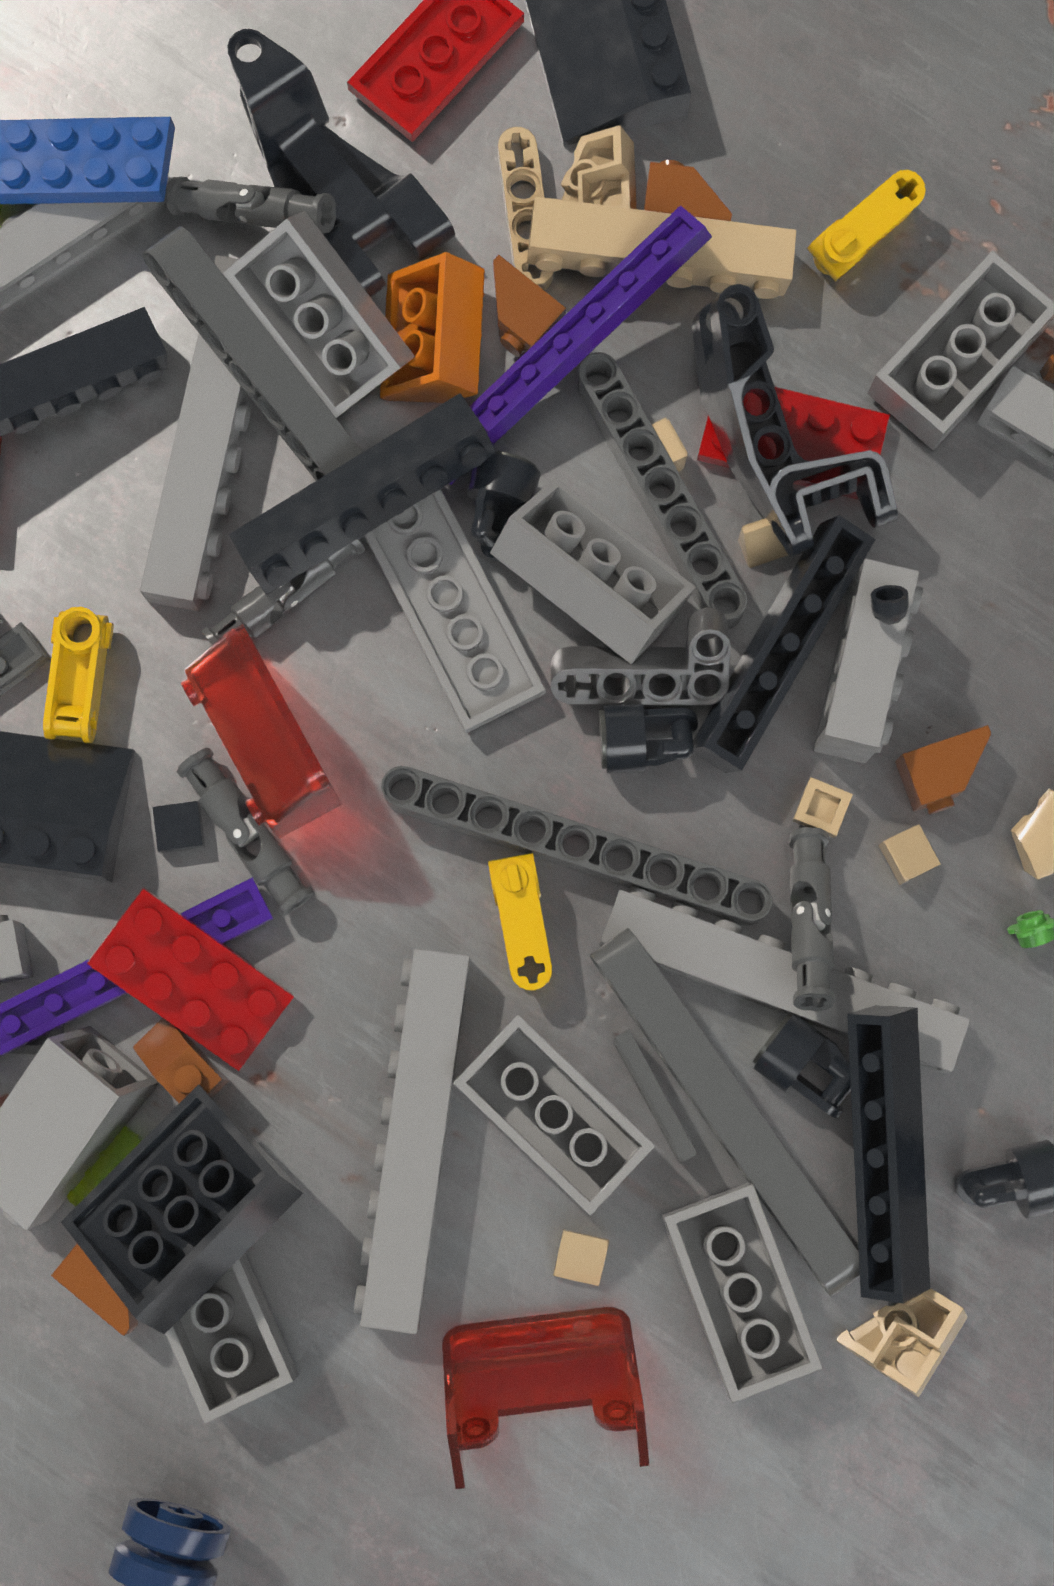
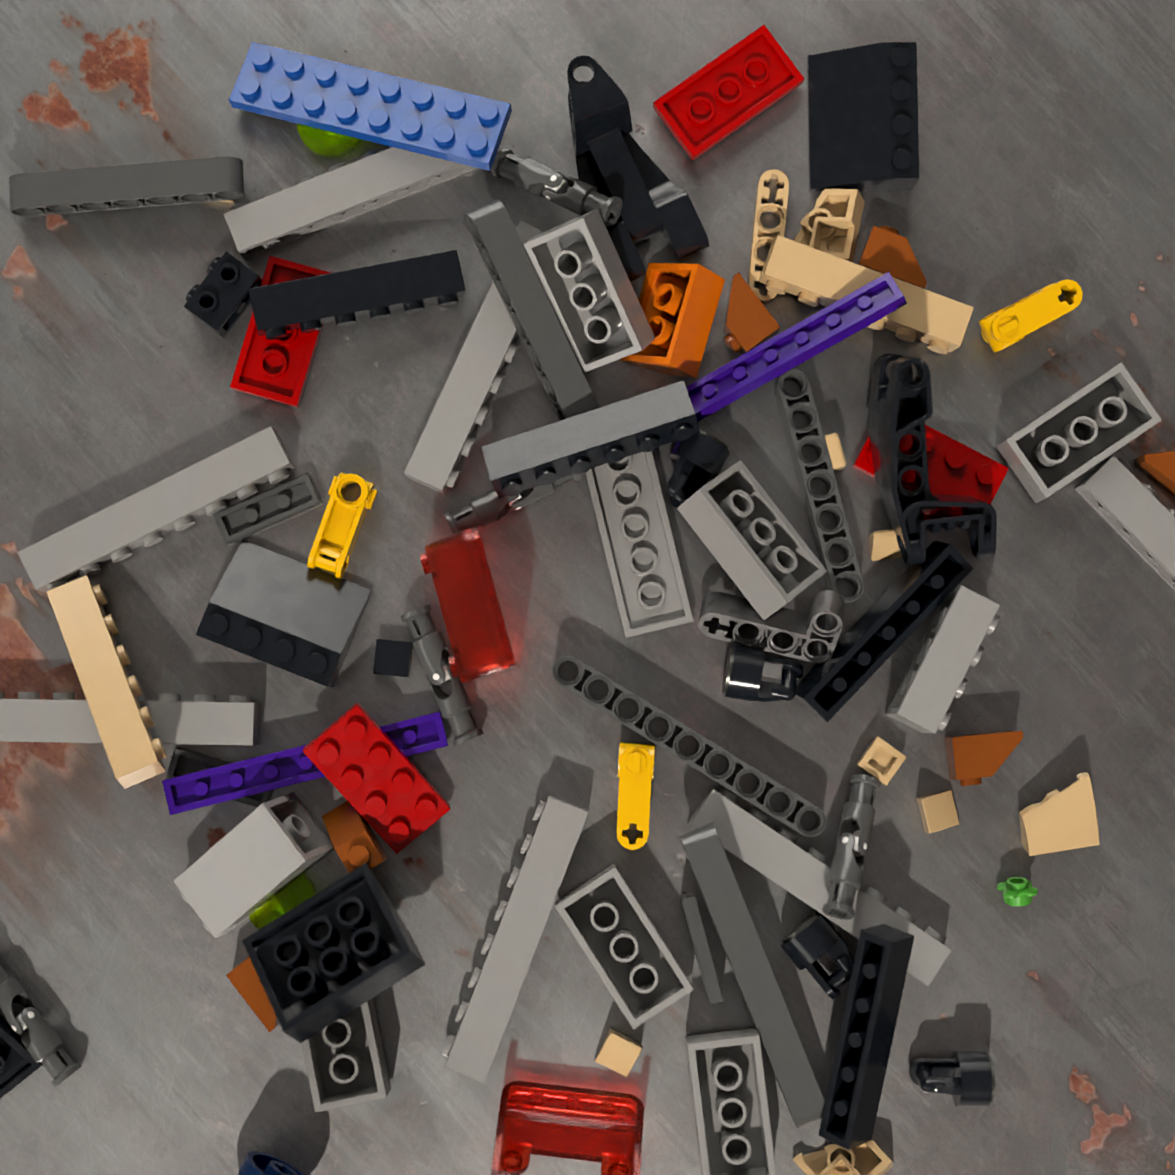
camera: 10 degrees right, 5 degrees up
(889, 603) = (971, 626): black hinge -> none

